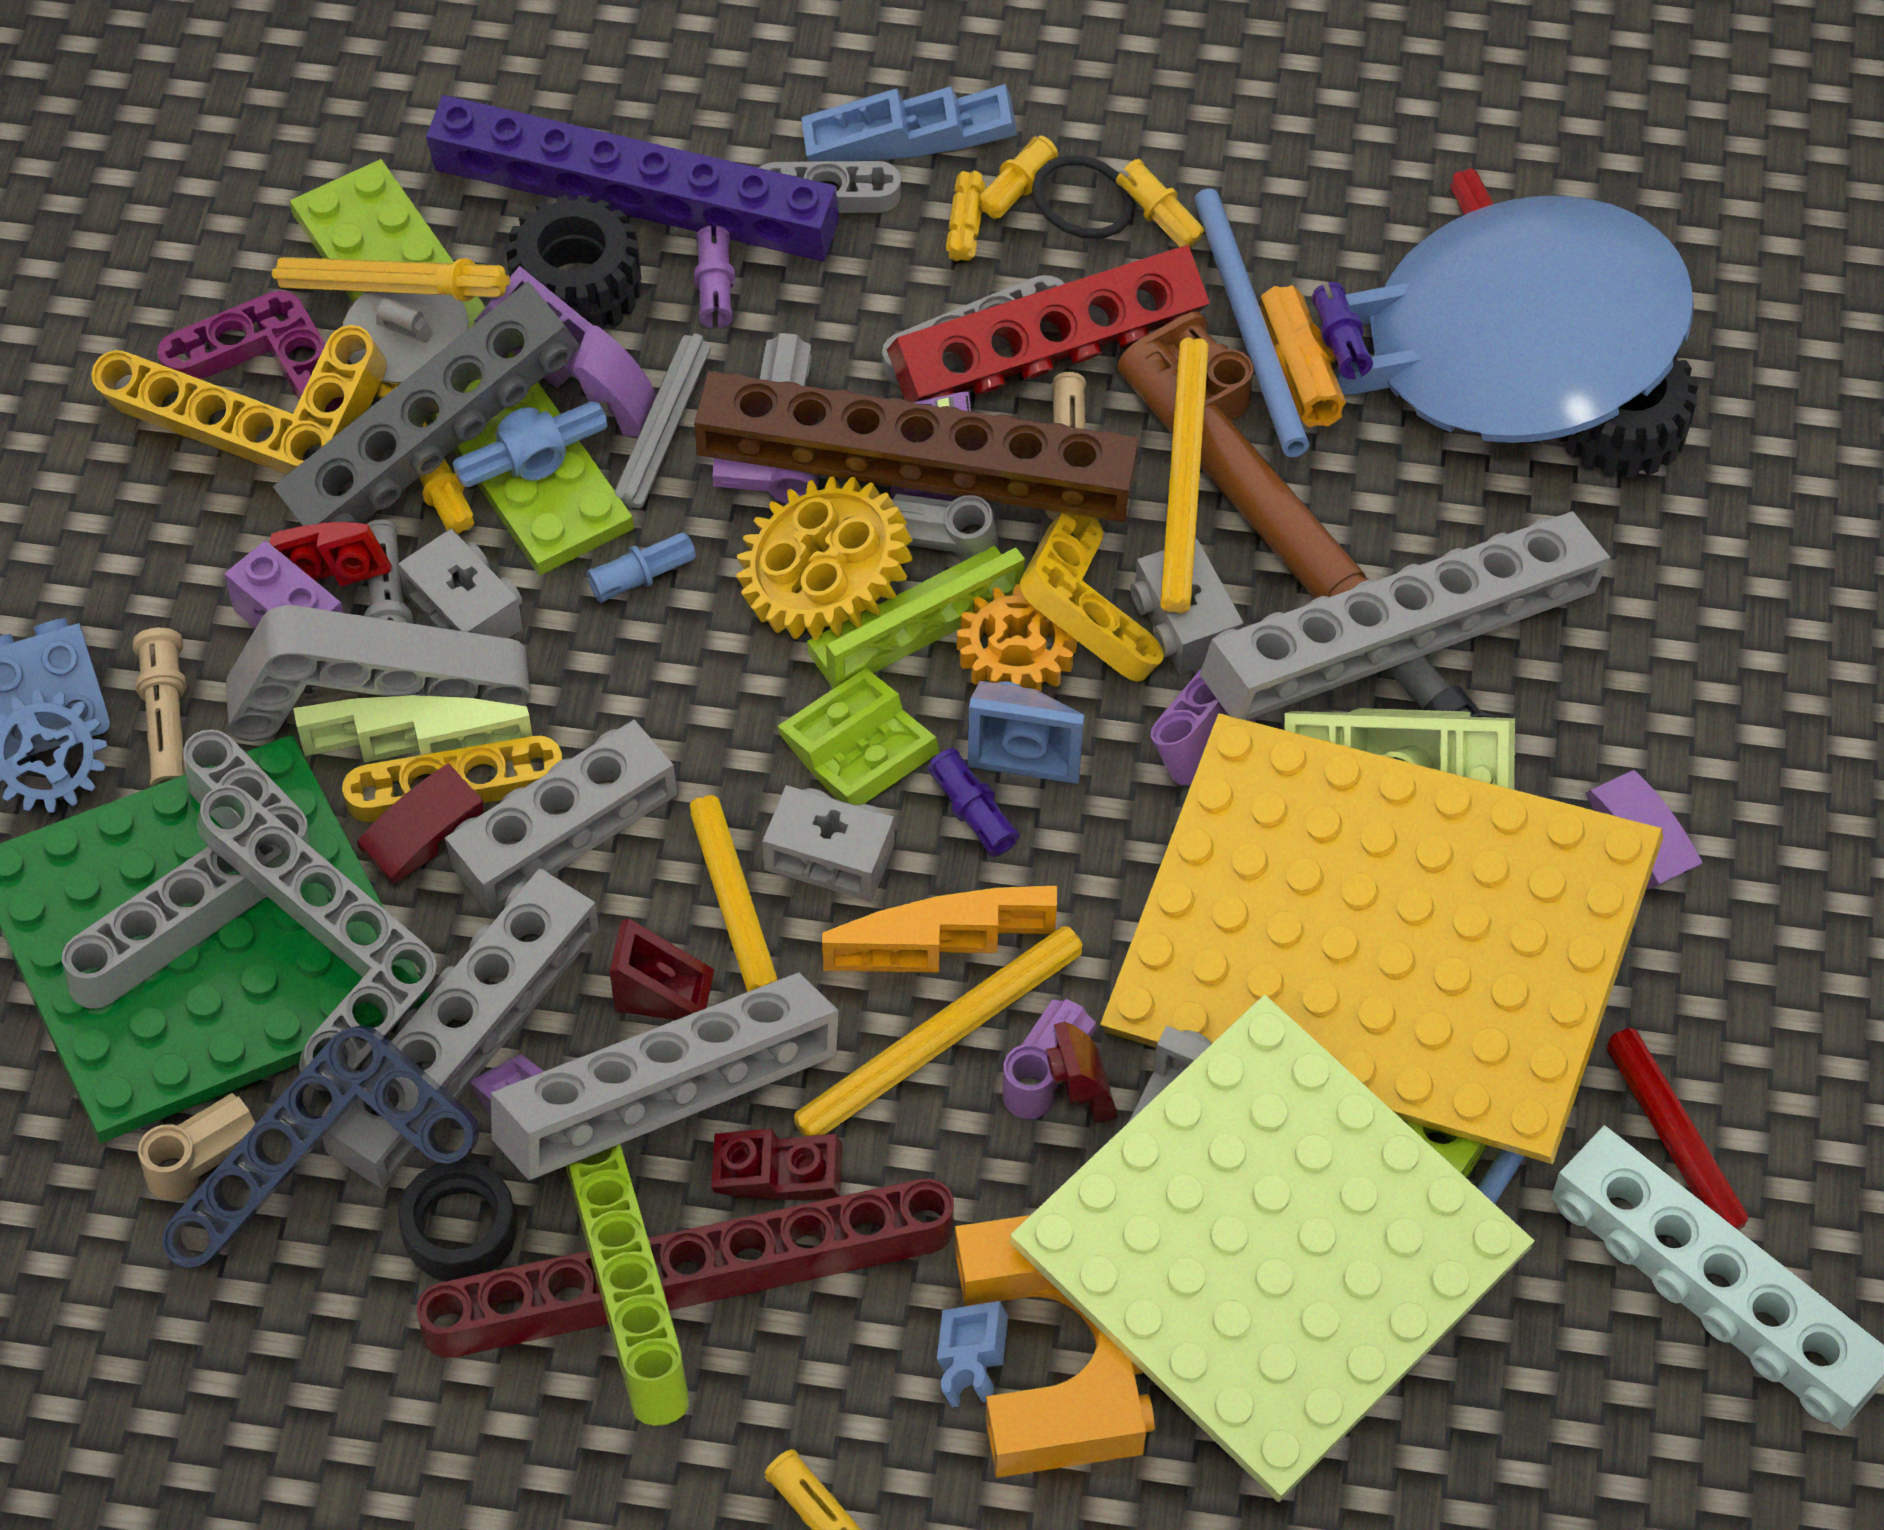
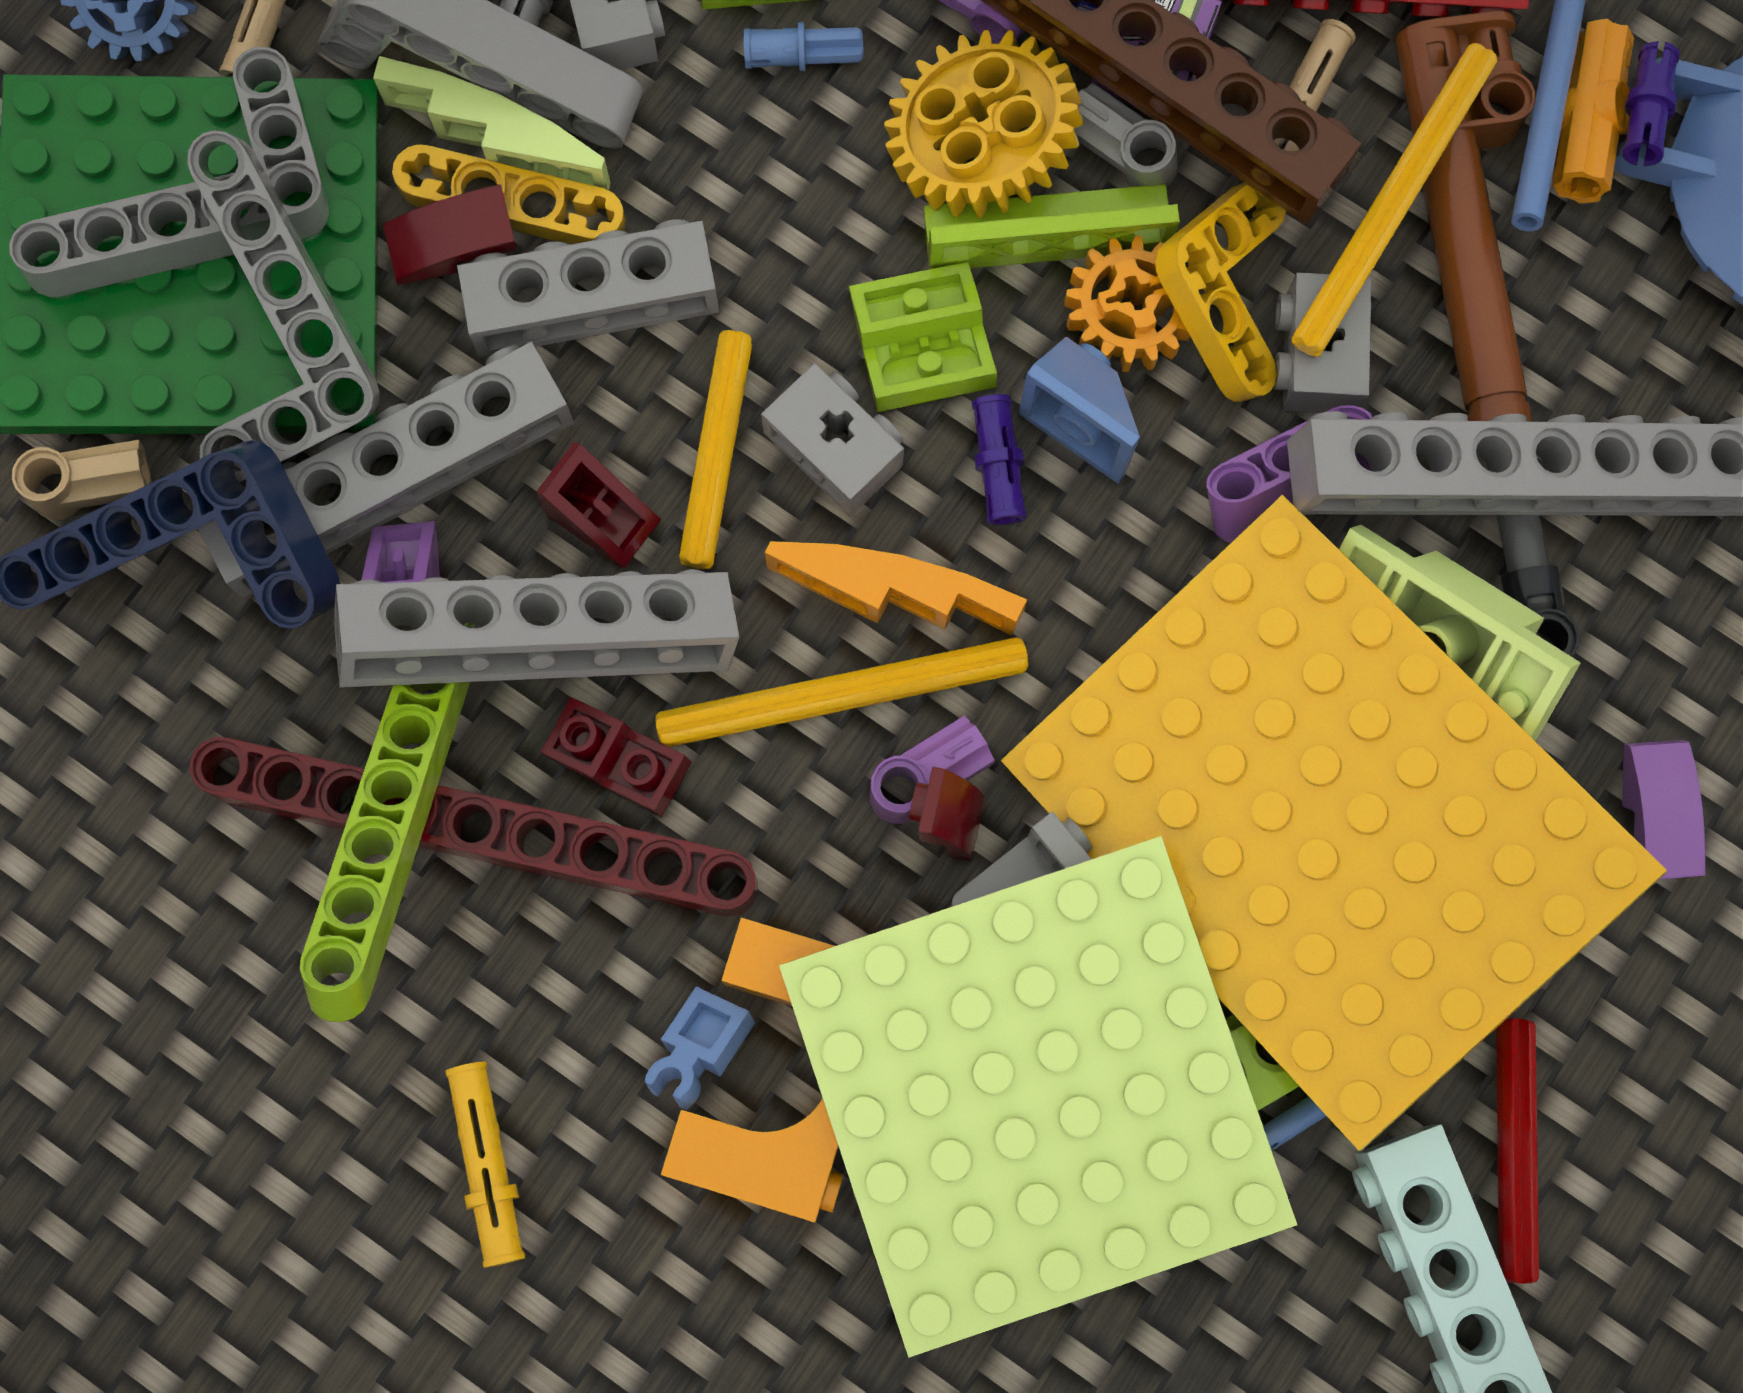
camera: 25 degrees right, 20 degrees up
(450, 1179) = (236, 677): black tyre -> none

